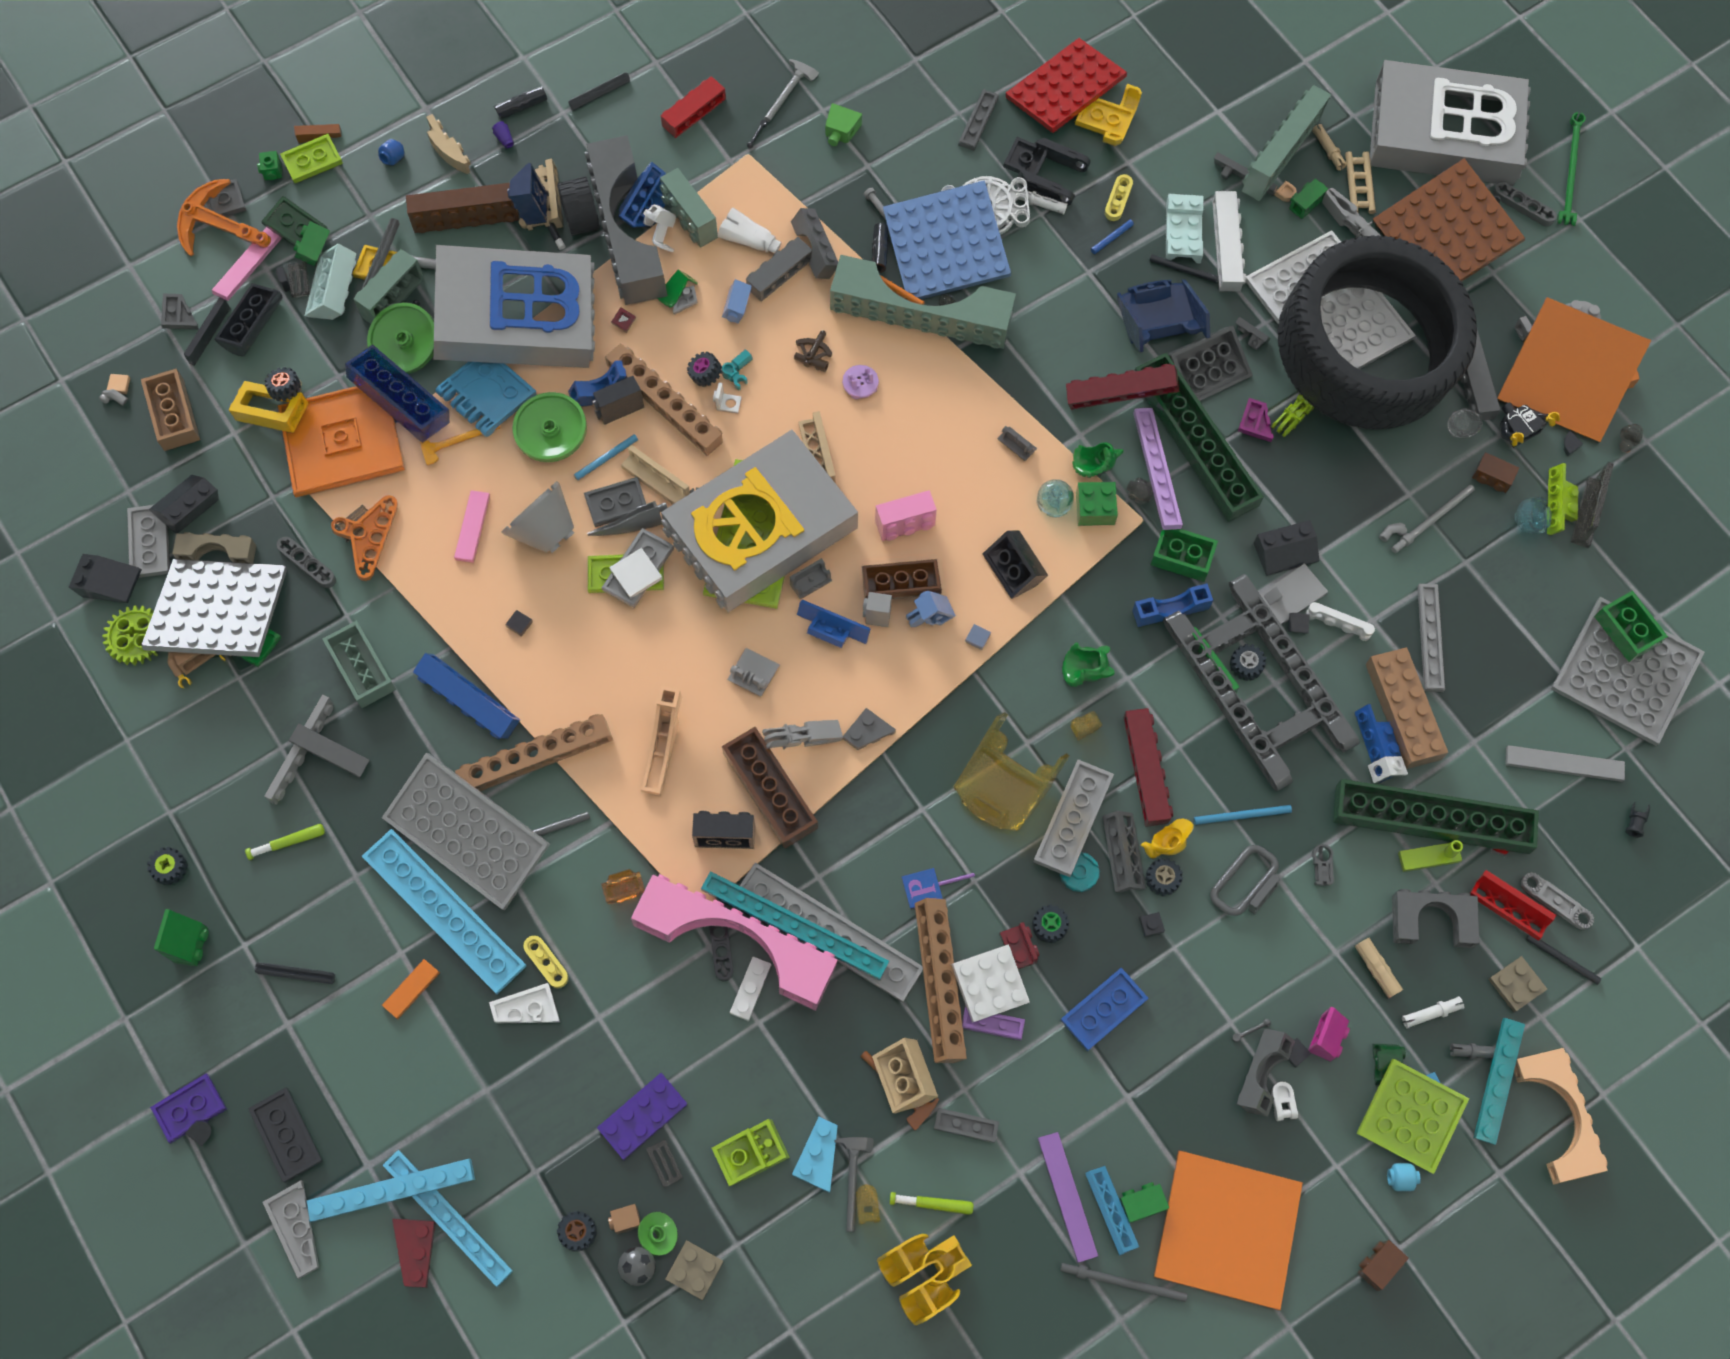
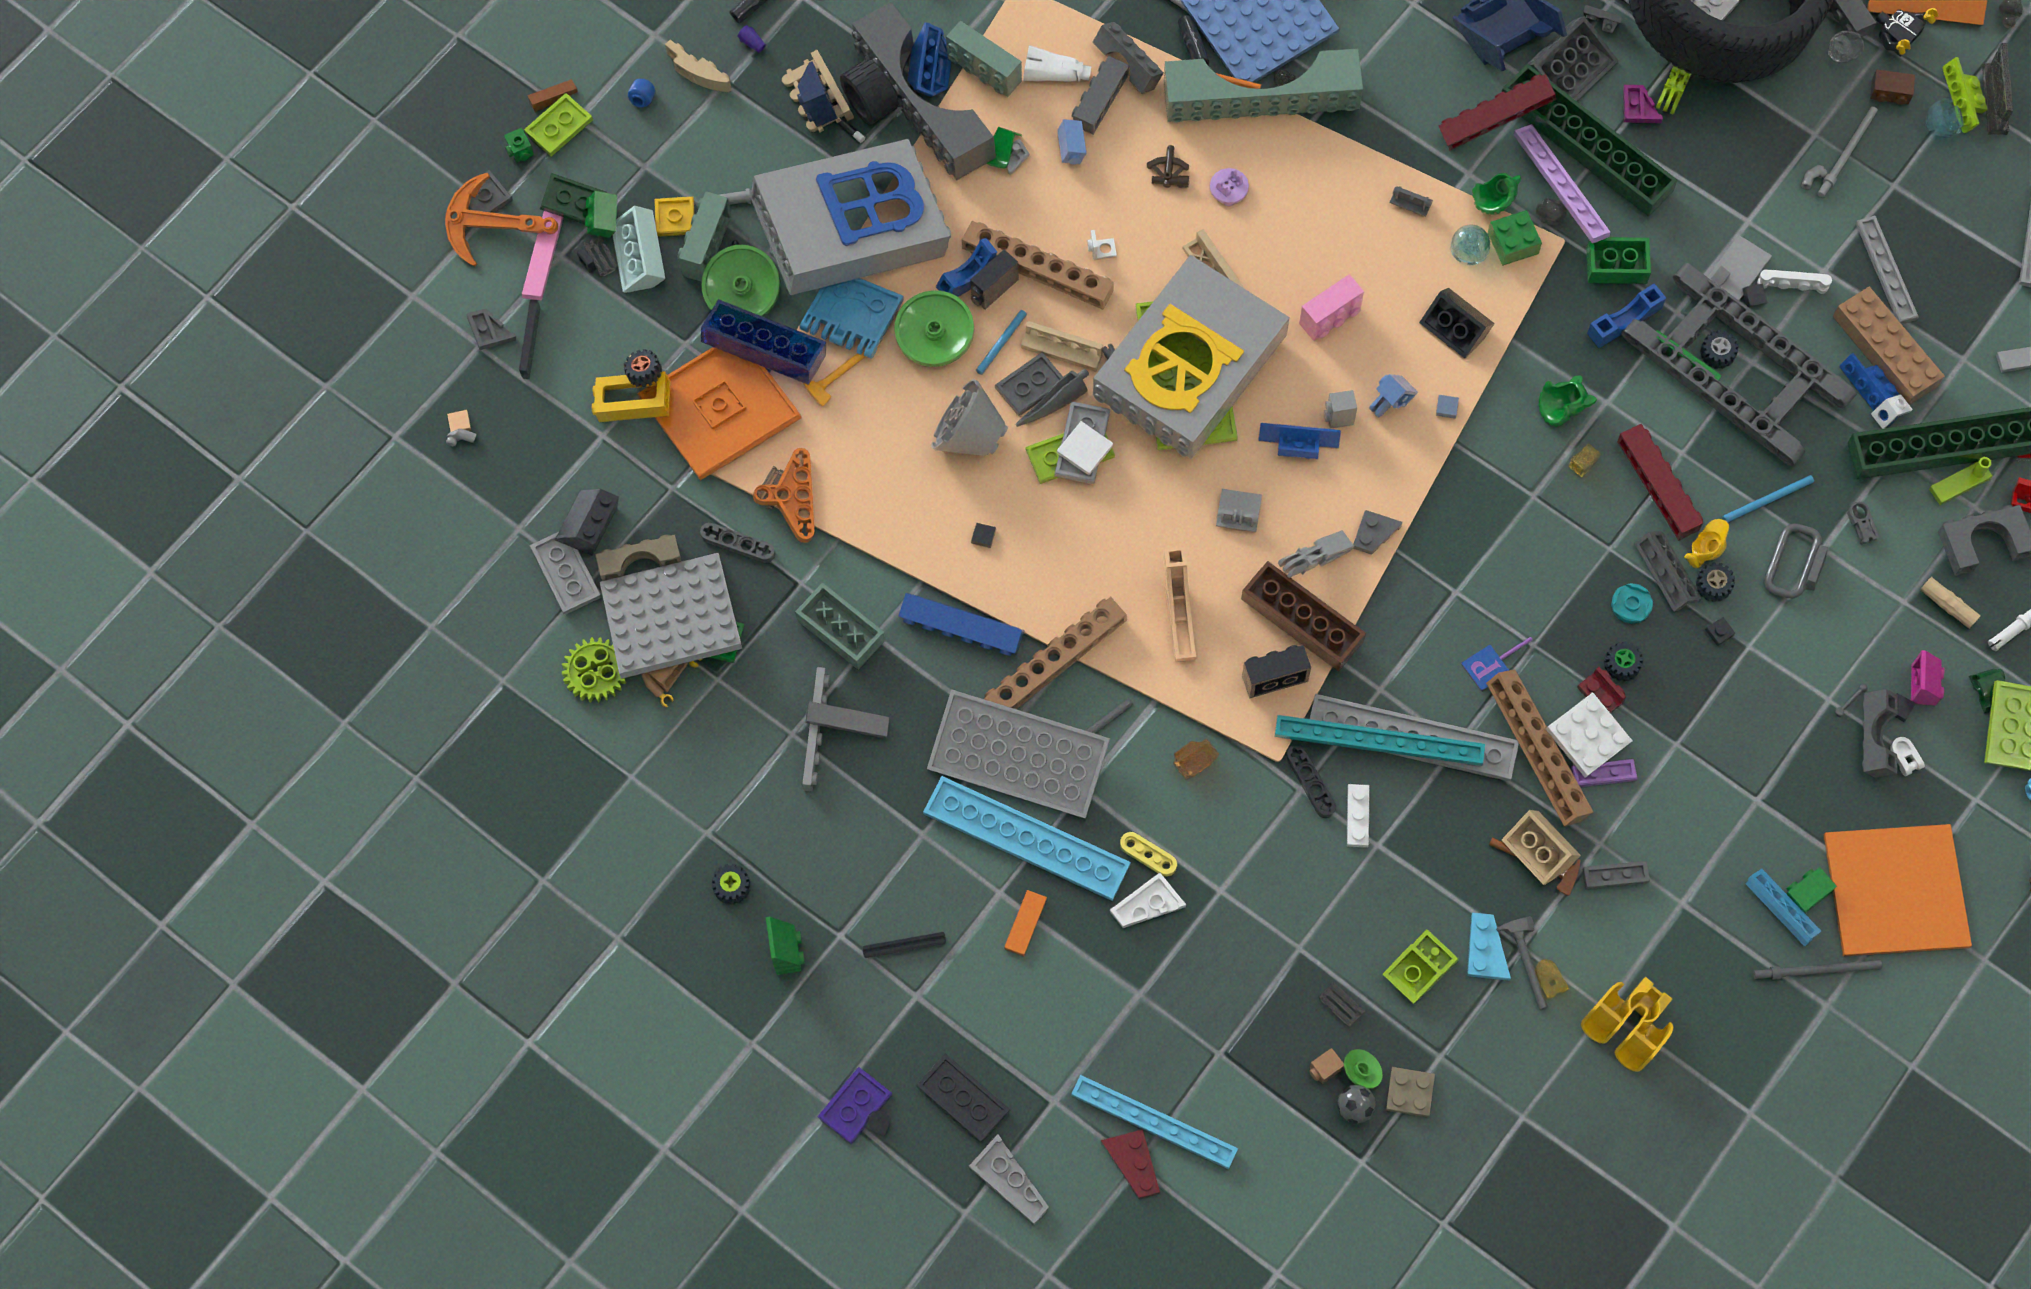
camera: 15 degrees left, 0 degrees up
(104, 579) = (541, 623): black slope -> none
(170, 409) = (530, 431): medium nougat brick -> none
(248, 319) = (569, 313): black brick -> none
(294, 838) = (843, 819): lime piece -> none
(383, 249) = (679, 204): dark grey axle -> none
(390, 1190) = (1090, 1113): medium azure plate -> none
(460, 208) = (745, 129): reddish brown brick -> none
(472, 526) = (894, 453): bright pink tile -> none
(573, 1224) = (1280, 1086): black wheel -> none
(623, 319) = (961, 195): dark red tile -> none
(642, 1116) = (1302, 968): dark purple plate -> none
(664, 220) = (963, 78): white piece -> none
(672, 910) = (1400, 778): bright pink arch -> none
(704, 369) = (1061, 217): black wheel -> none
(730, 372) = (1093, 214): teal bar -> none
(810, 579) = (1259, 400): dark grey hinge -> none
(902, 578) = (1351, 372): reddish brown brick -> none
(947, 1205) = (1624, 954): lime piece -> none
(1001, 788) = (1526, 547): clear yellow windscreen -> none
(1067, 1197) = (1736, 909): medium lavender tile -> none
(1073, 818) = (1608, 553): light grey plate -> none
(1104, 1009) = (1705, 725): blue plate -> none
(1287, 547) = (1716, 224): black slope -> none
(1571, 443) = (1955, 34): black tile -> none

